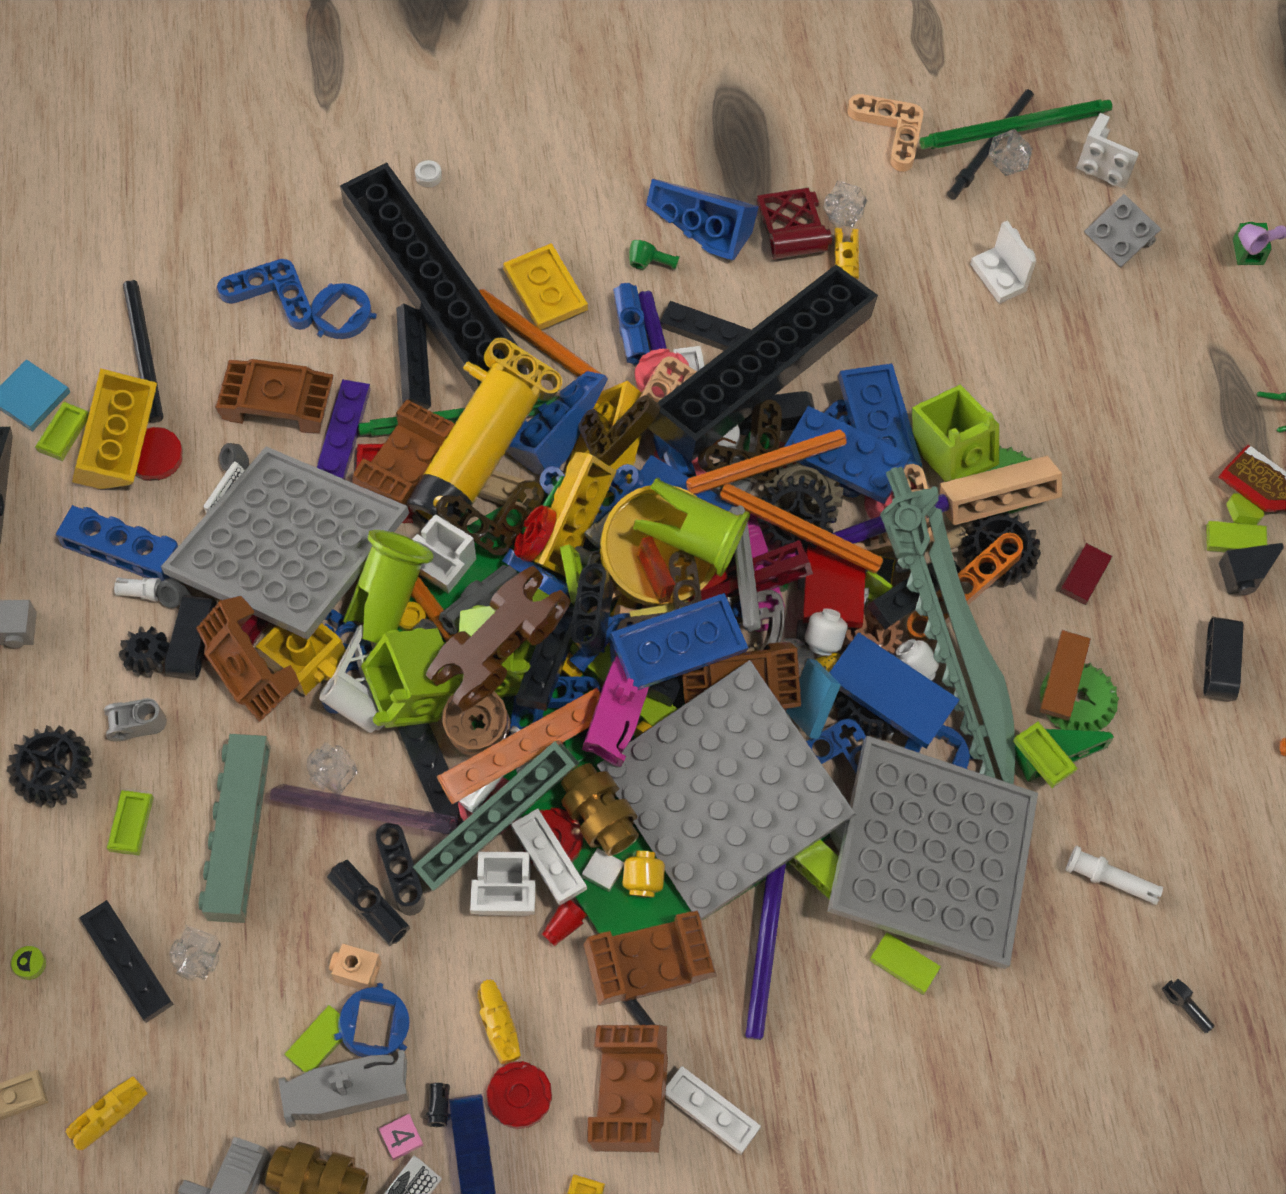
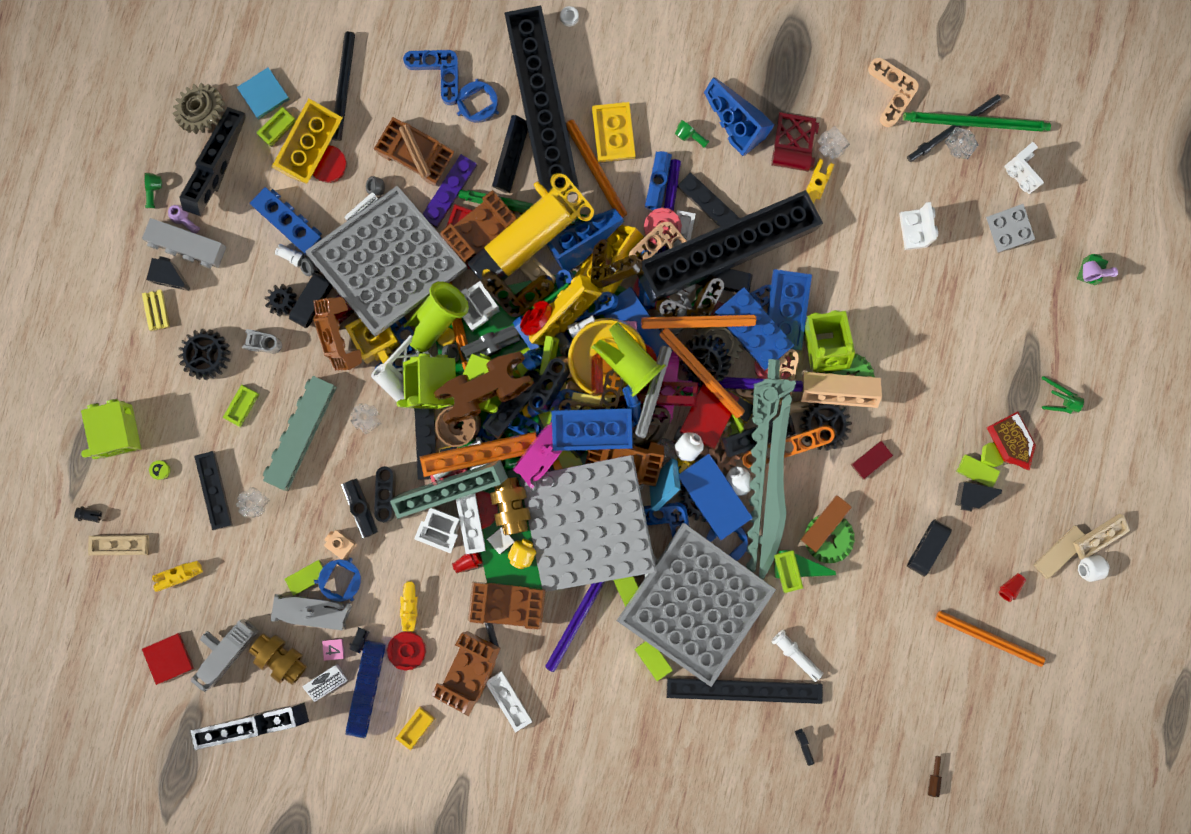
camera: 20 degrees right, 20 degrees up
(277, 387) = (414, 151): none -> medium nougat axle
(364, 808) = (376, 451): tile -> none
(718, 586) = (633, 403): none -> blue axle
(1059, 959) = (745, 691): none -> black tile

